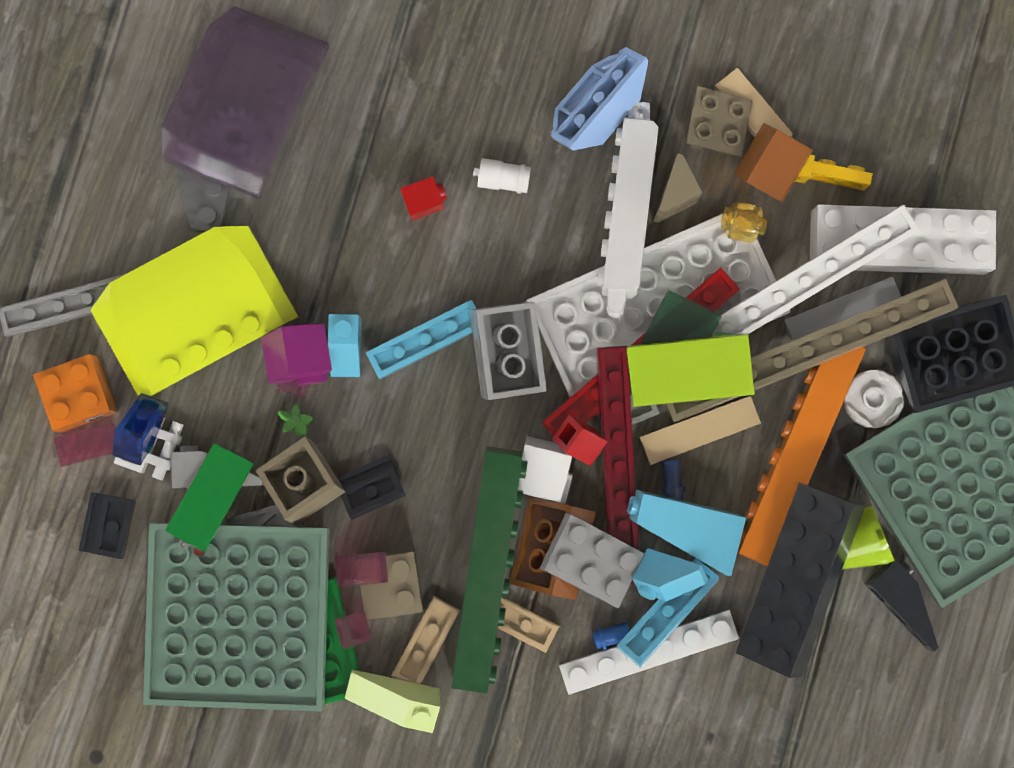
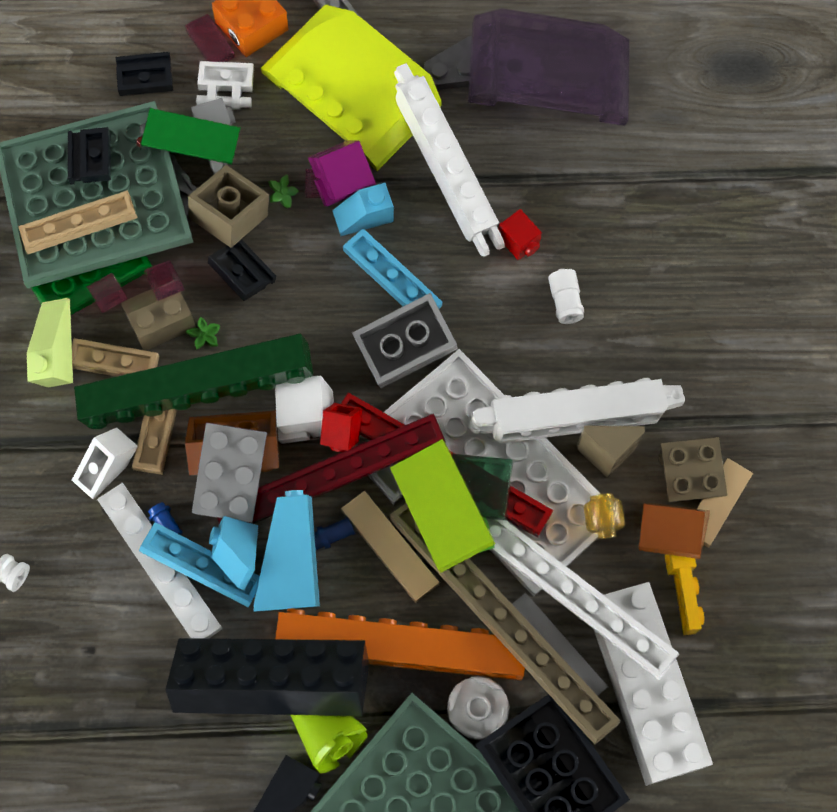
camera: 70 degrees right, 15 degrees down
(139, 429) = (233, 66): clear blue slope -> none
(198, 609) = (89, 155): none -> black plate
(271, 640) = (77, 222): none -> tan tile
(321, 244) = (446, 160): none -> white hinge
(425, 544) = (204, 333): none -> bright green plant
(534, 678) = (104, 461): none -> white slope
(600, 100) = (667, 357): light blue wedge -> none

